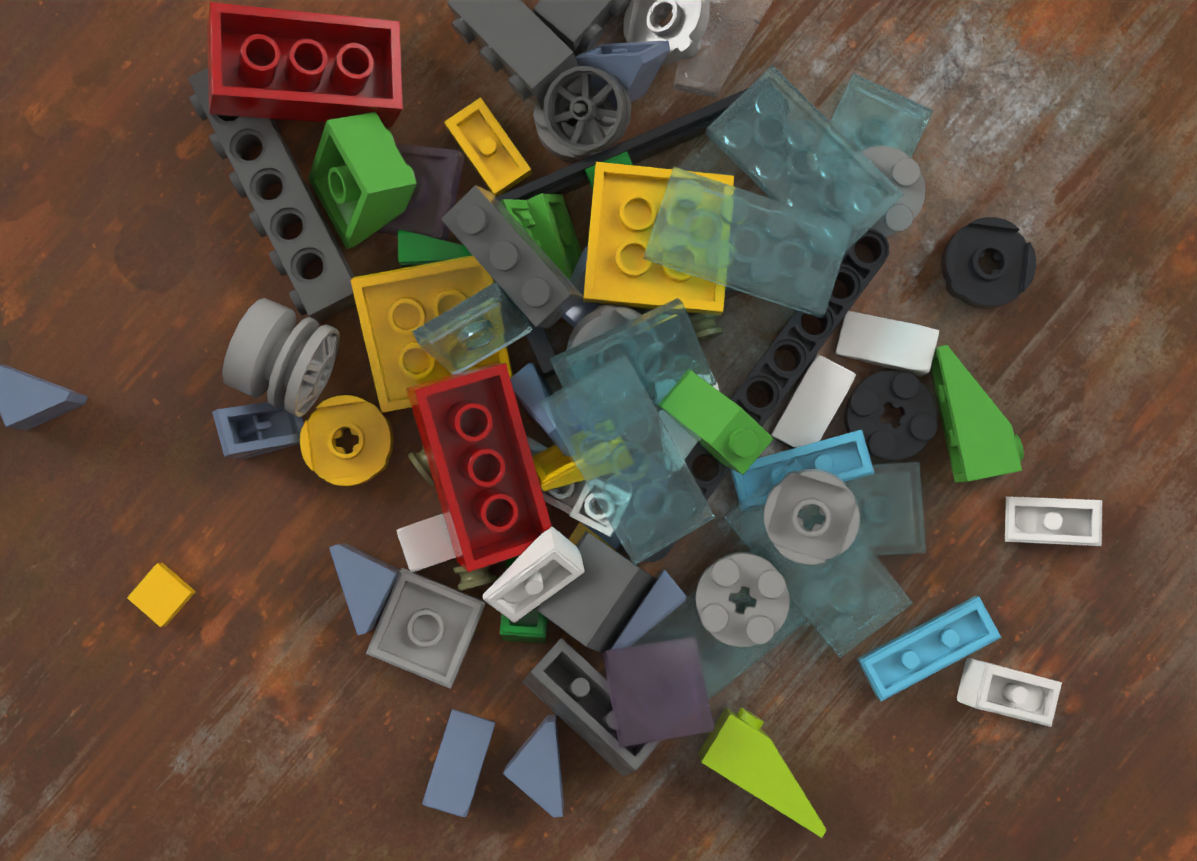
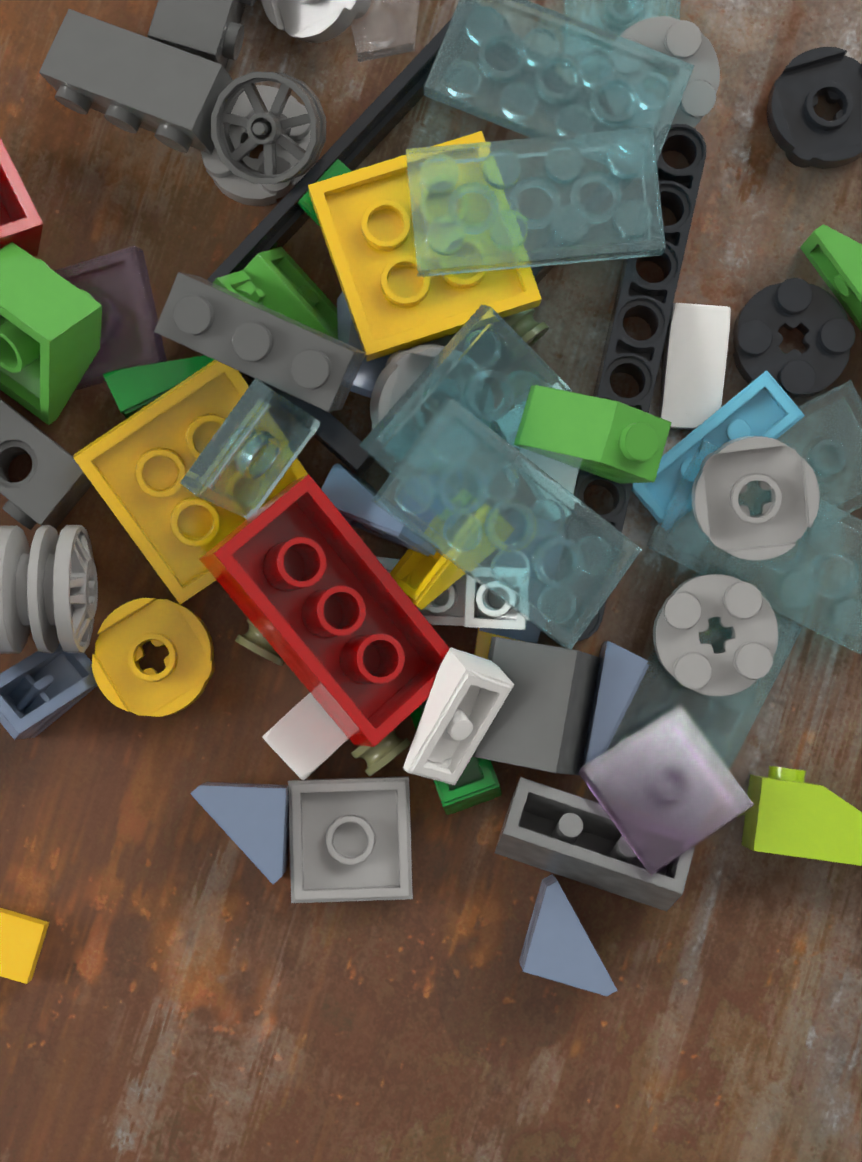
camera: 30 degrees left, 0 degrees up
(459, 763) = (462, 984): sand blue slope -> none
(488, 147) = (165, 227): yellow plate -> none
(630, 62) = (295, 49): sand blue slope -> none
(887, 343) = (750, 255): white slope -> none

